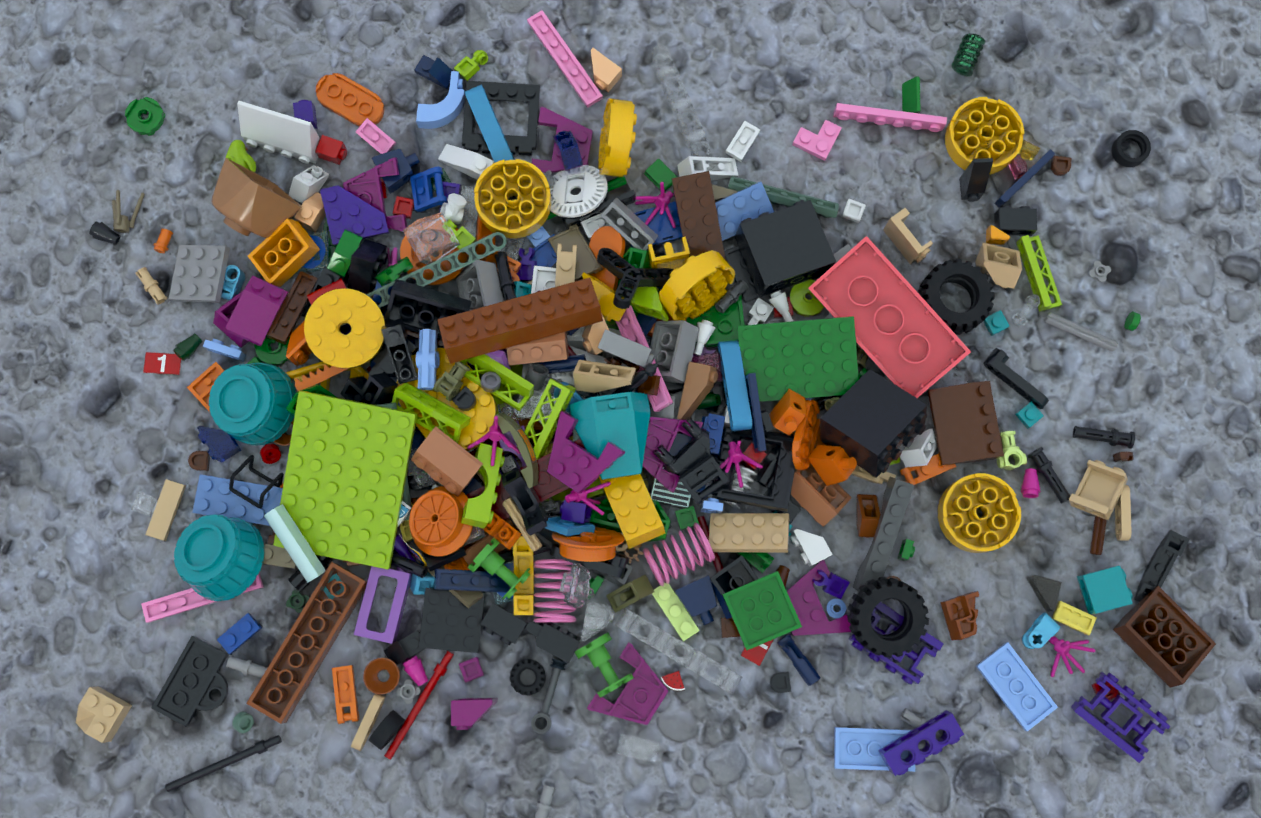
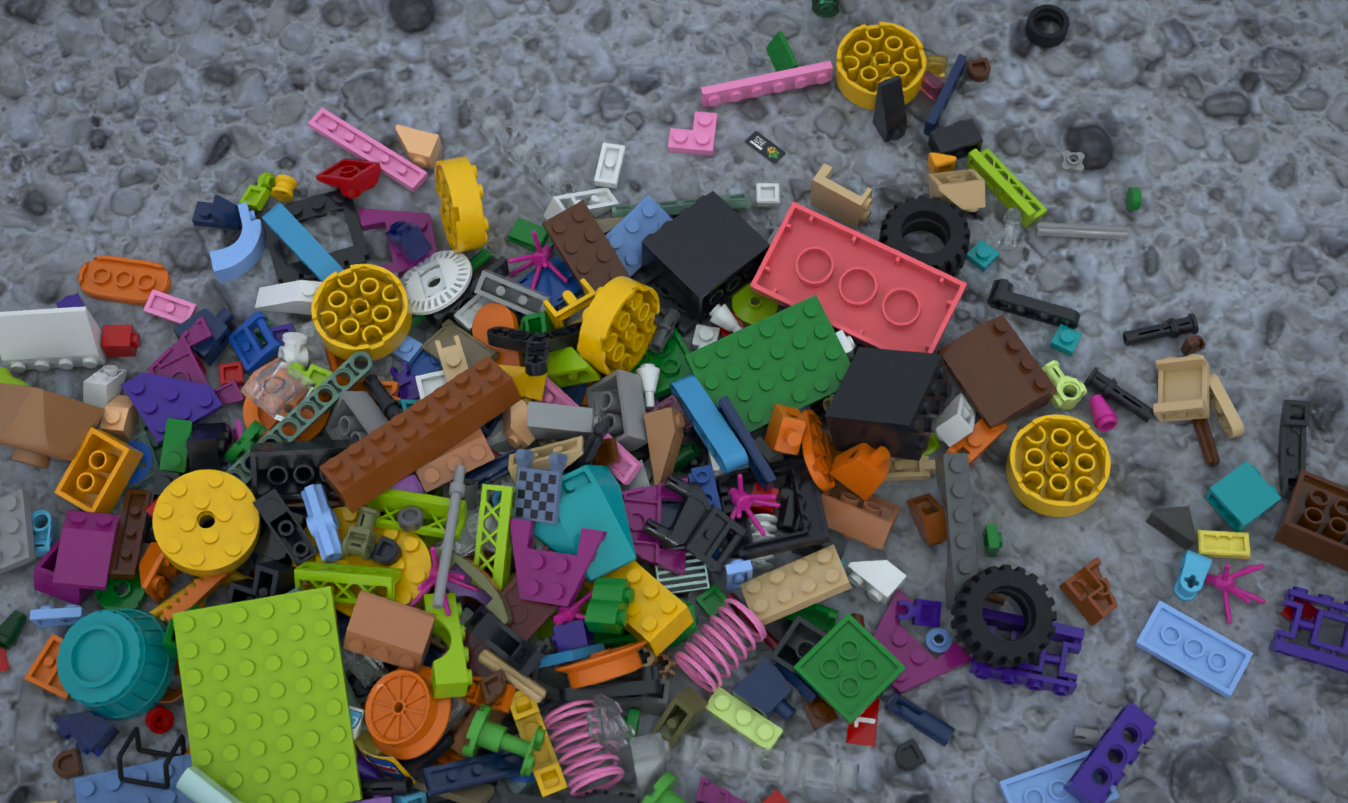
camera: 15 degrees left, 15 degrees down
(491, 68) = (284, 188): none -> yellow wheel
(505, 529) = (493, 686): none -> reddish brown tile
(529, 376) = (456, 491): none -> light grey bar
(544, 78) = (351, 176): none -> red slope
(587, 399) = (538, 489): none -> sand blue flag
(608, 503) = (609, 605): none -> green brick
(862, 360) = (847, 344): none -> white plate
(867, 169) = (765, 147): none -> black sticker

